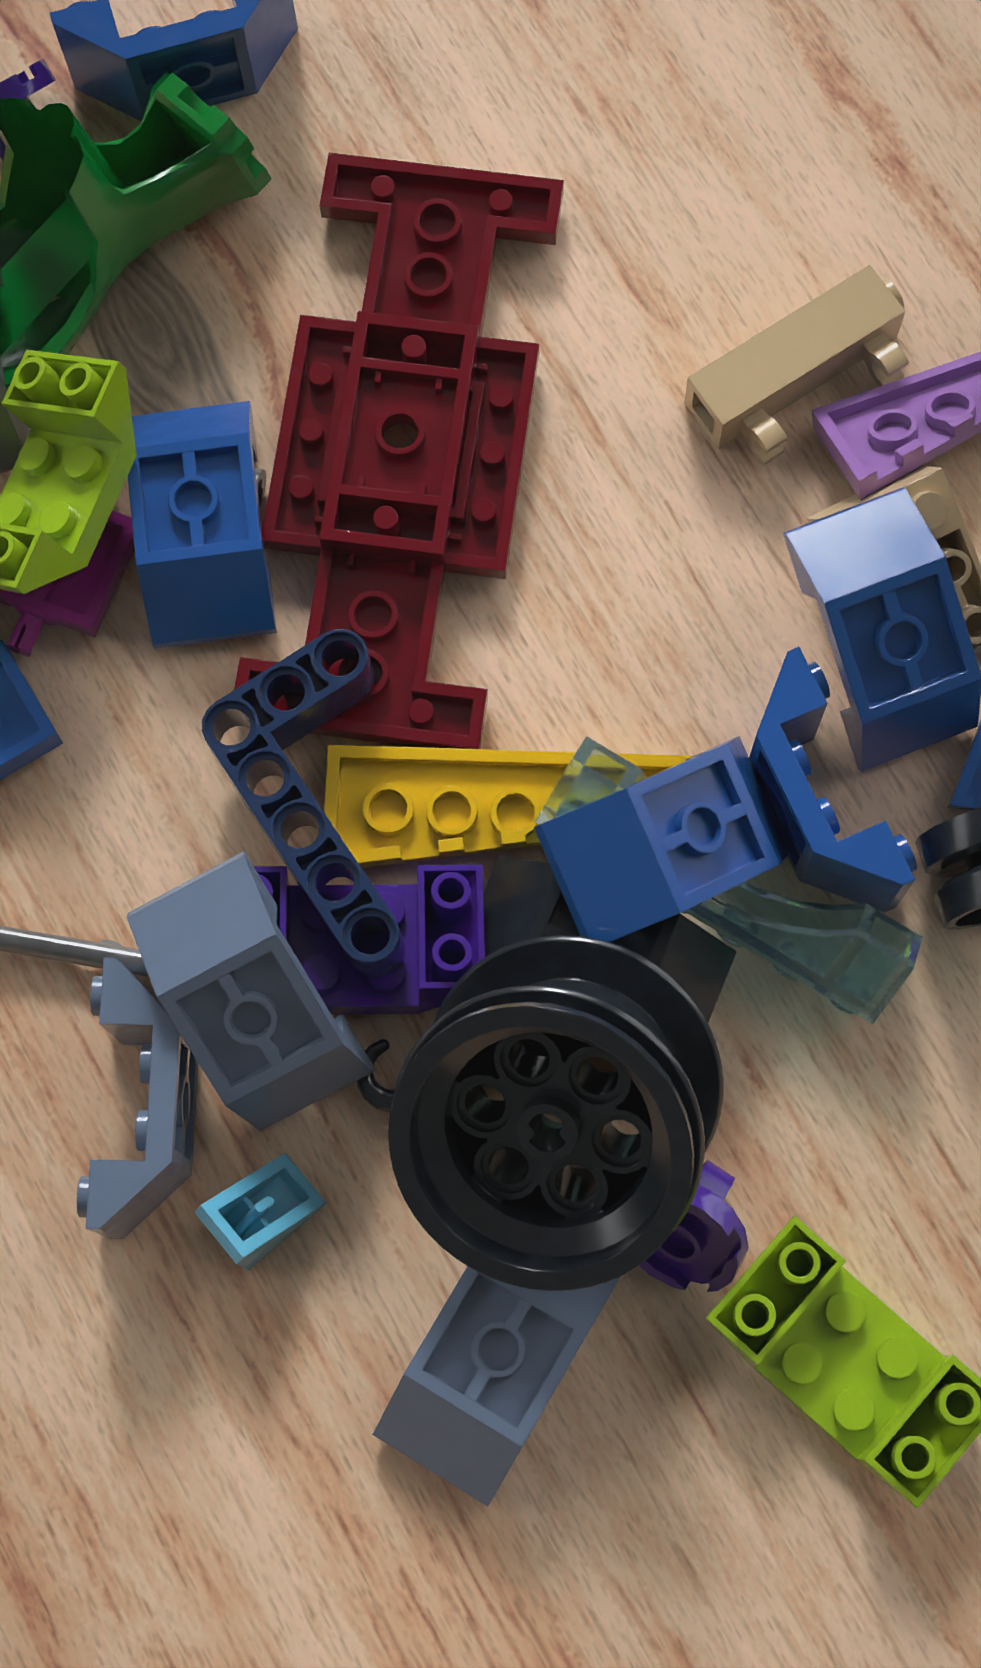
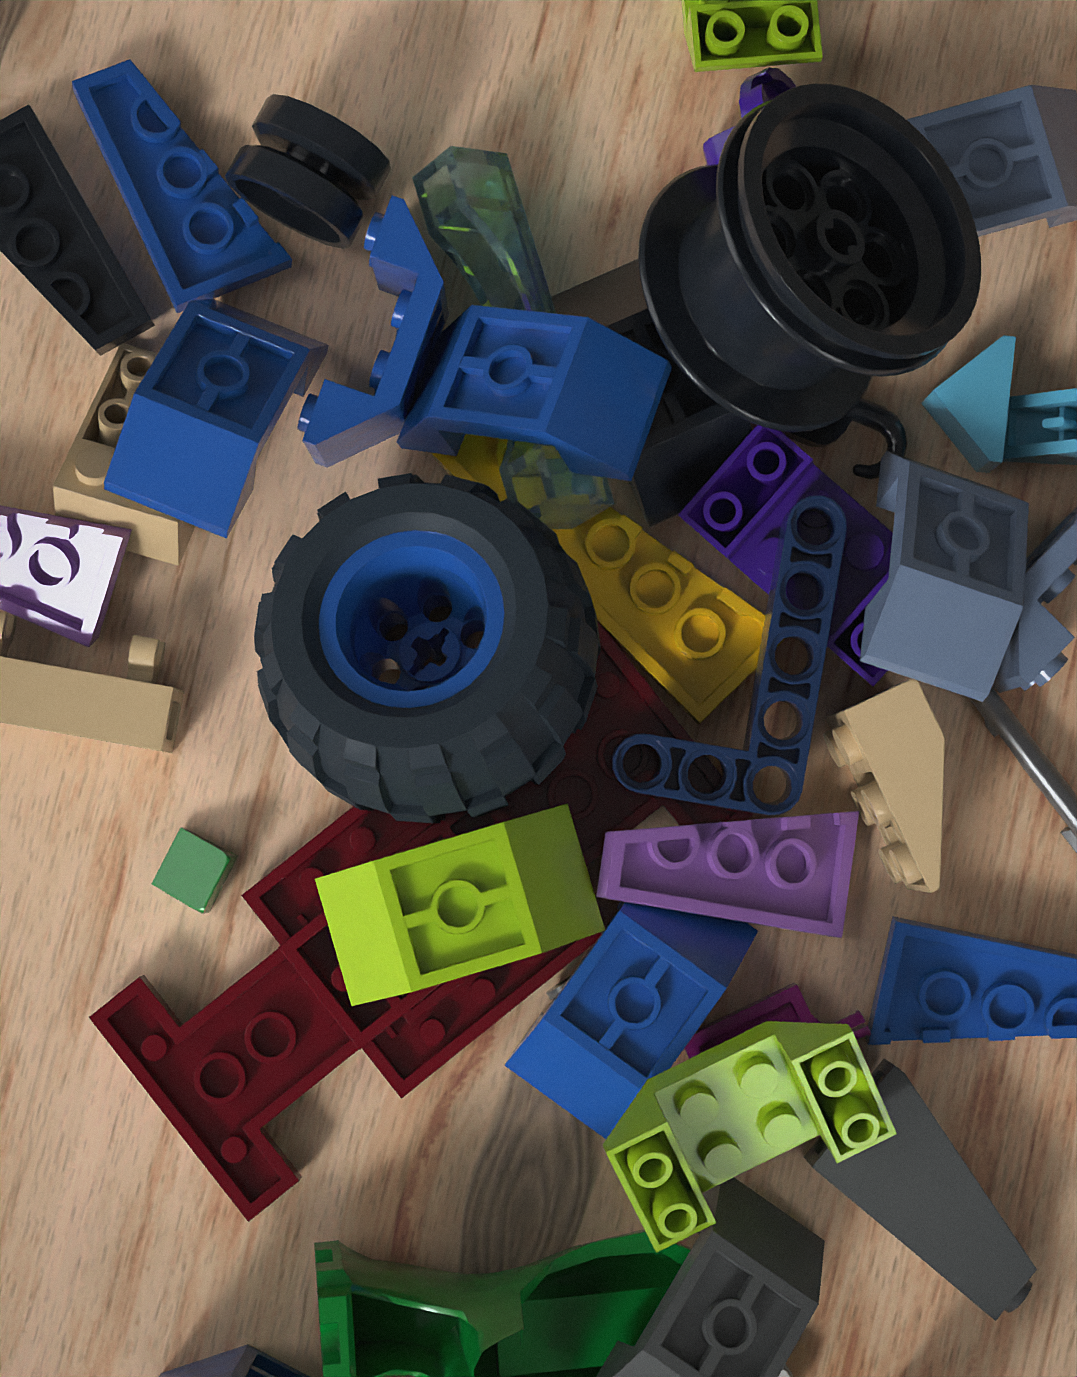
camera: 145 degrees left, 10 degrees up
(157, 831) = (899, 772): none -> tan slope
(212, 649) = (748, 871): none -> medium lavender wing
(341, 1170) = (975, 405): none -> medium azure slope
(370, 451) = (460, 905): none -> lime slope
(509, 644) = (441, 733): none -> black wheel
(588, 337) = (194, 870): none -> green slope

